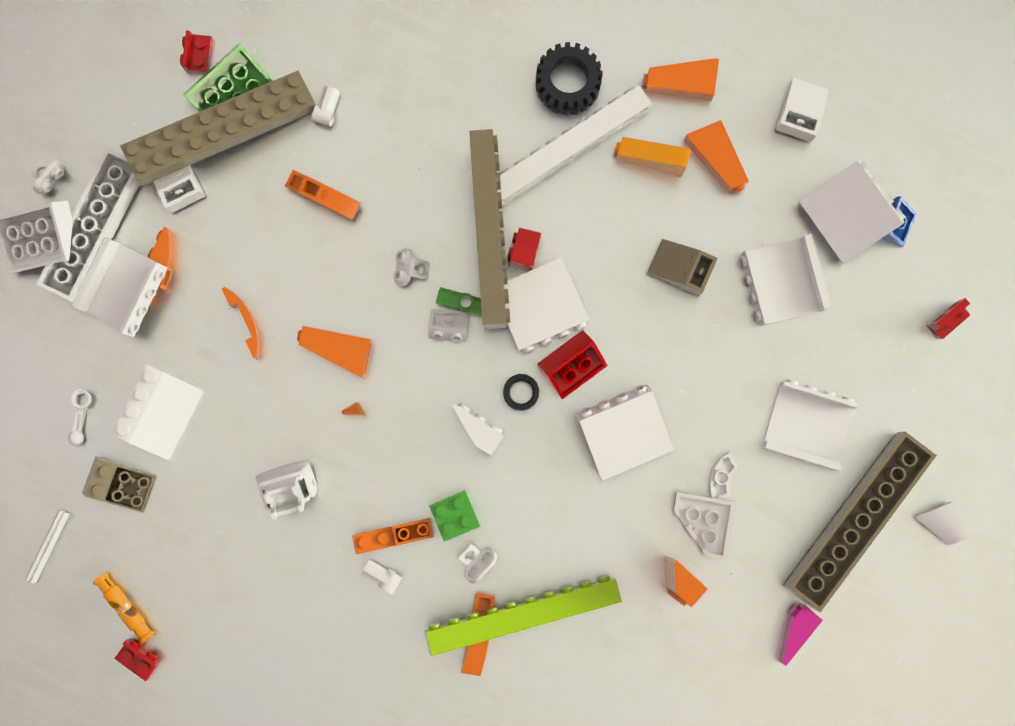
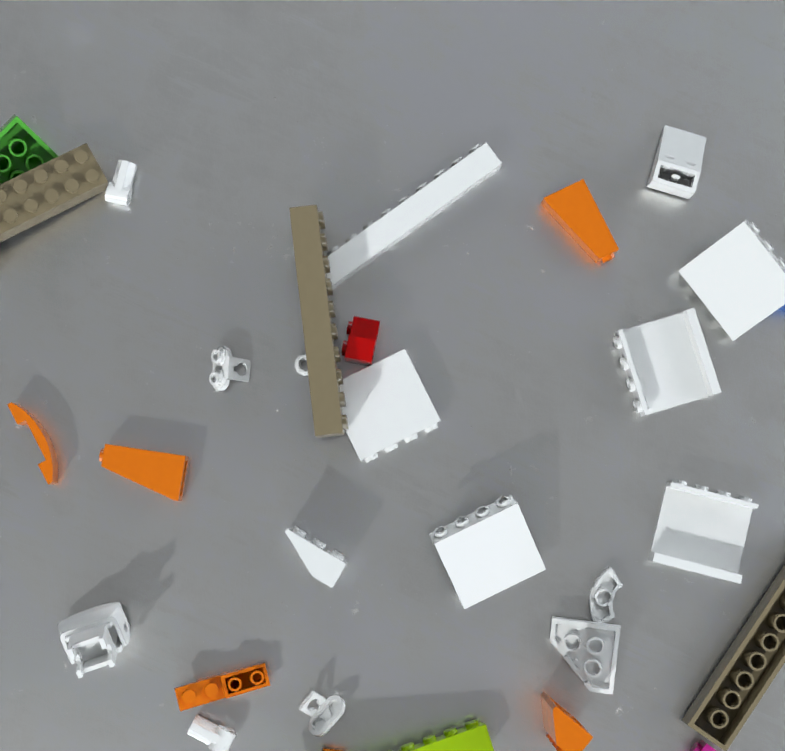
camera: 10 degrees left, 0 degrees up
(322, 194) = (122, 287): orange slope -> none
(354, 410) = (171, 539): clear orange slope -> none
(448, 325) = (276, 434): white bracket -> none
(453, 298) = (280, 403): bright green piece -> none
(454, 515) = (294, 658): bright green brick -> none
(470, 264) = (298, 365): none -> white plate
(535, 394) = (364, 525): black tyre -> none
(563, 100) = (397, 164): black tyre -> none
(572, 364) = (423, 473): red slope -> none
(653, 155) = (506, 224): light orange slope -> none
(682, 266) = (546, 352): dark tan slope -> none
(685, 79) = (538, 133): orange slope -> none

